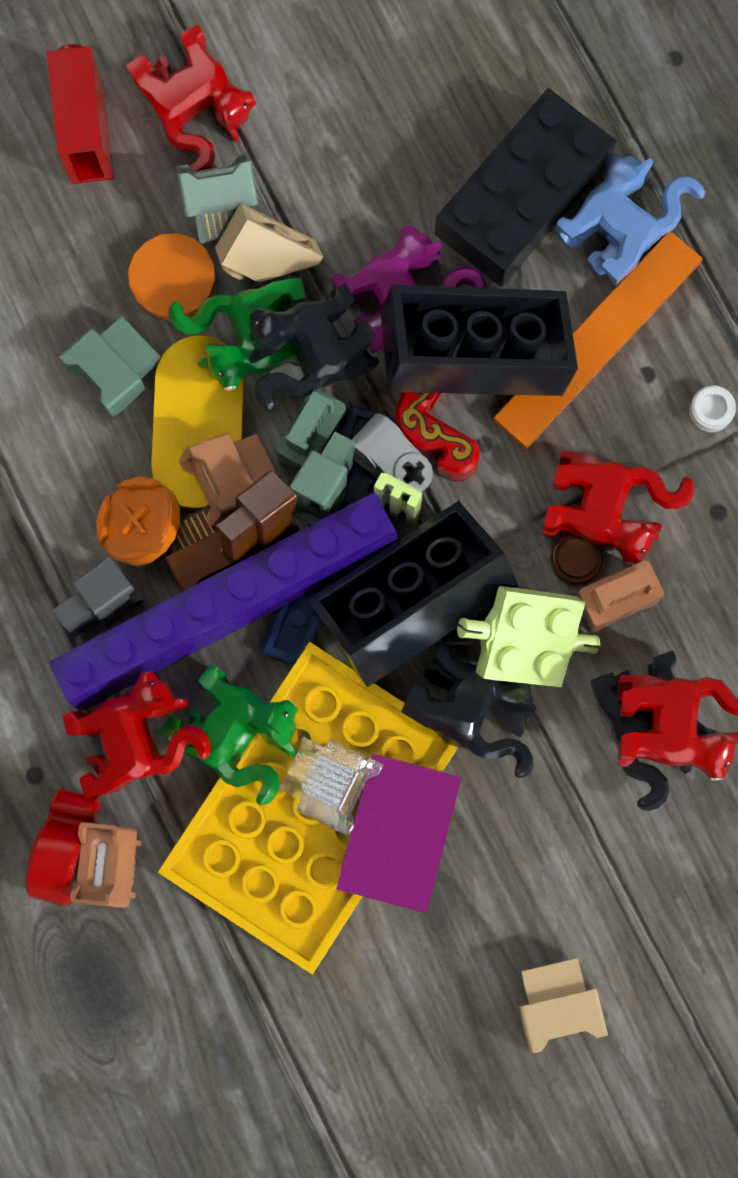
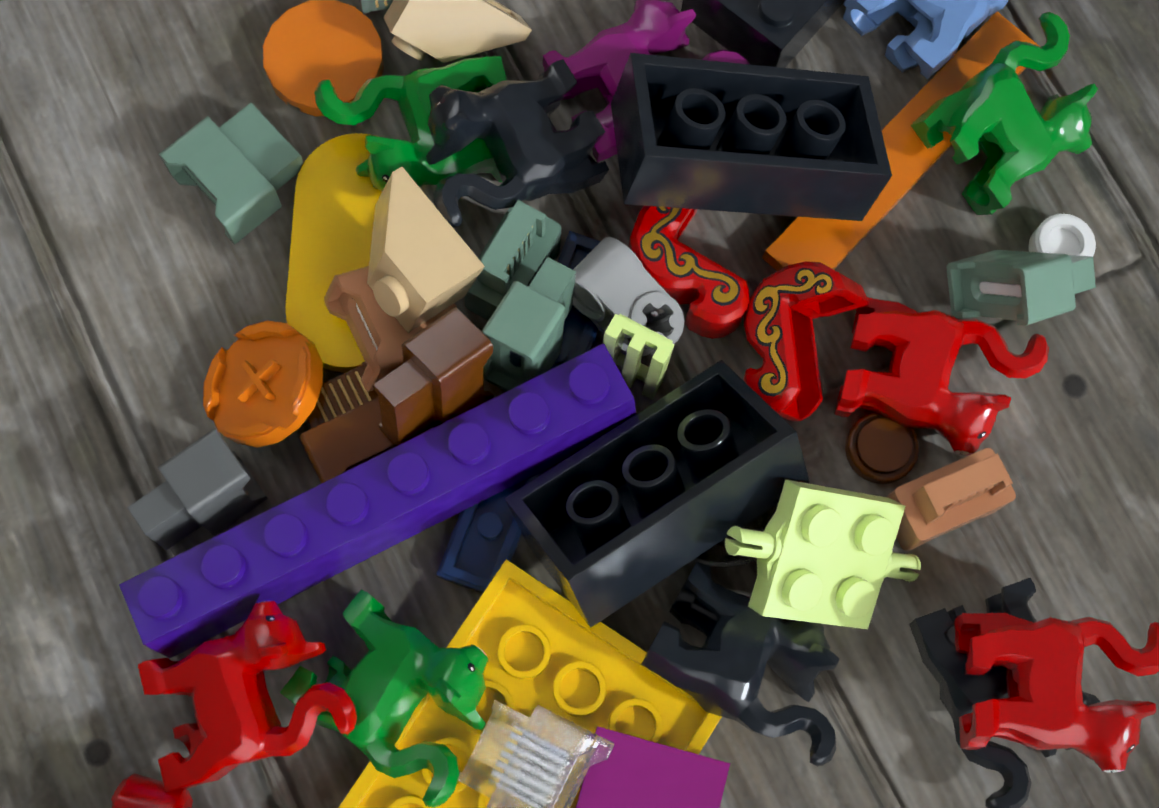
camera: 10 degrees left, 5 degrees down
(242, 431) = (416, 255): none -> tan slope
(504, 481) = (783, 334): none -> red animal
(667, 317) = (1001, 120): none -> green animal
(673, 441) = (1018, 285): none -> sand green piece

